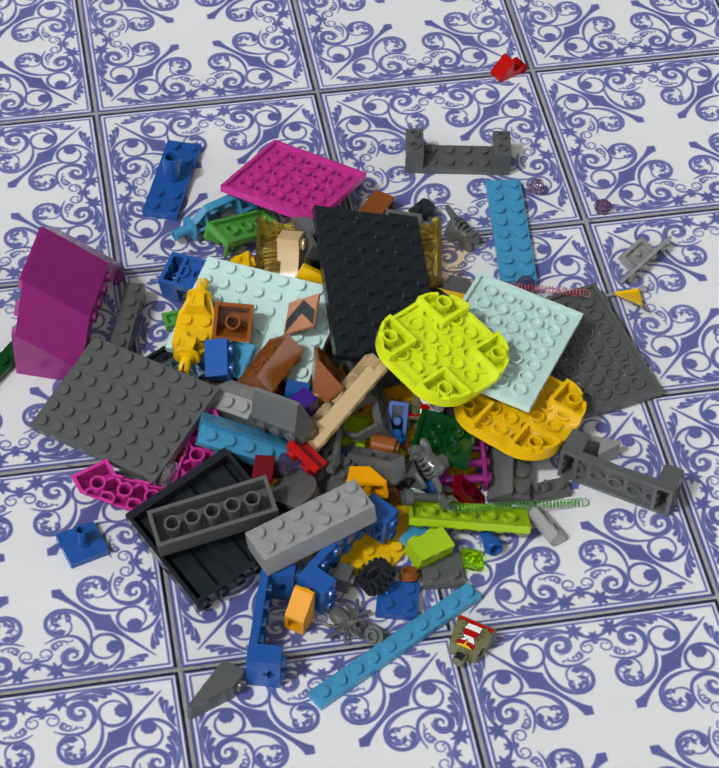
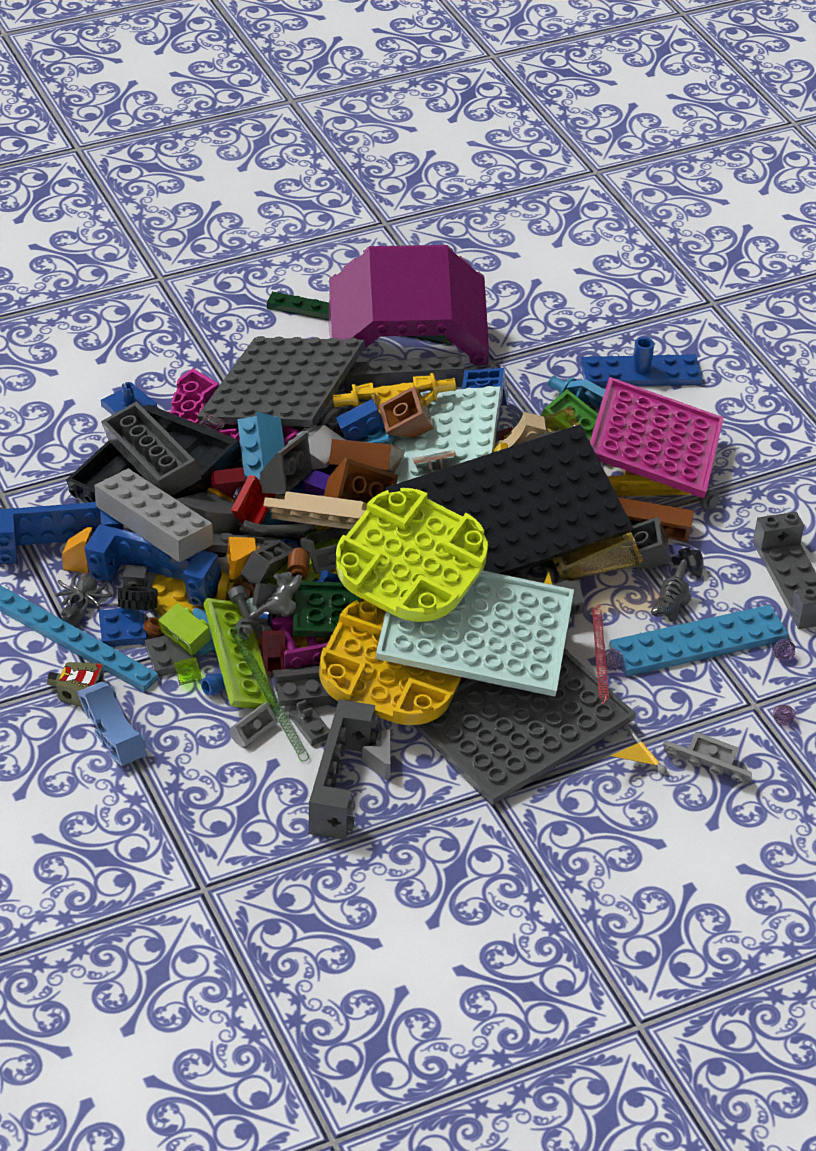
camera: 75 degrees right, 5 degrees down
(531, 623) = (111, 724): none -> medium blue brick

